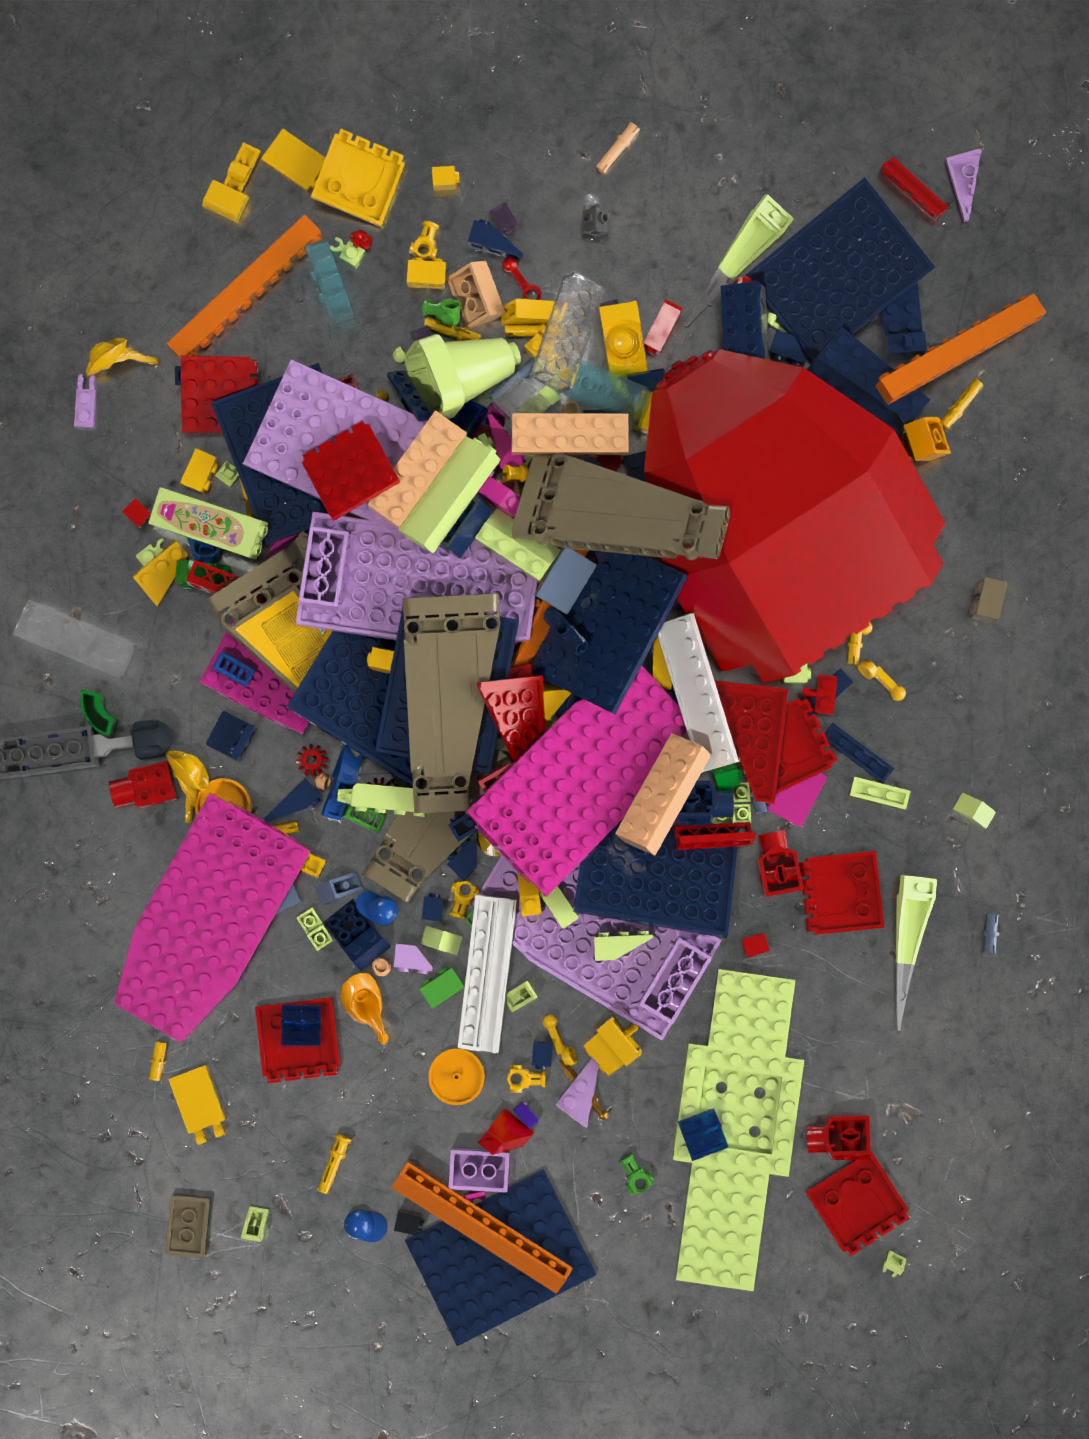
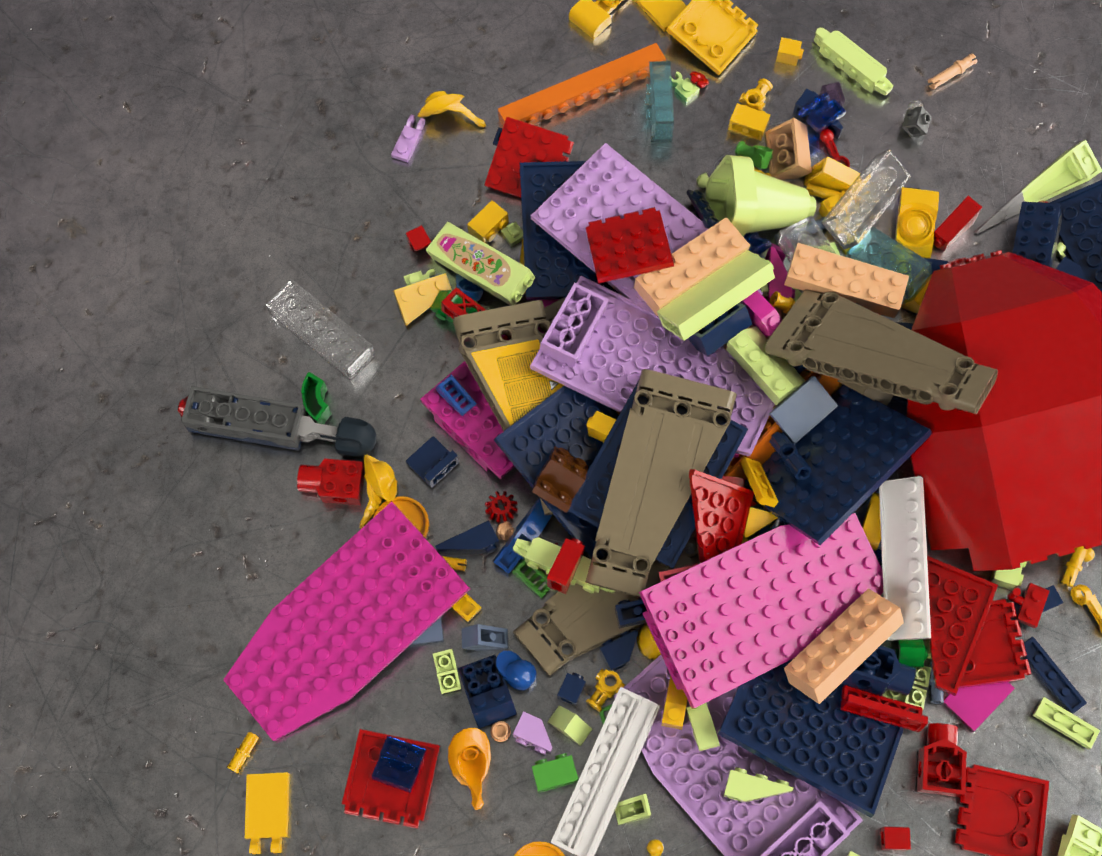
camera: 20 degrees right, 15 degrees down
(360, 726) = (560, 478): none -> reddish brown bracket
(391, 803) = (565, 565): none -> red slope
(501, 249) = (825, 116): none -> clear blue plate
(513, 168) = (853, 60): none -> yellowish green hinge
(544, 665) = (759, 482): none -> yellow plate

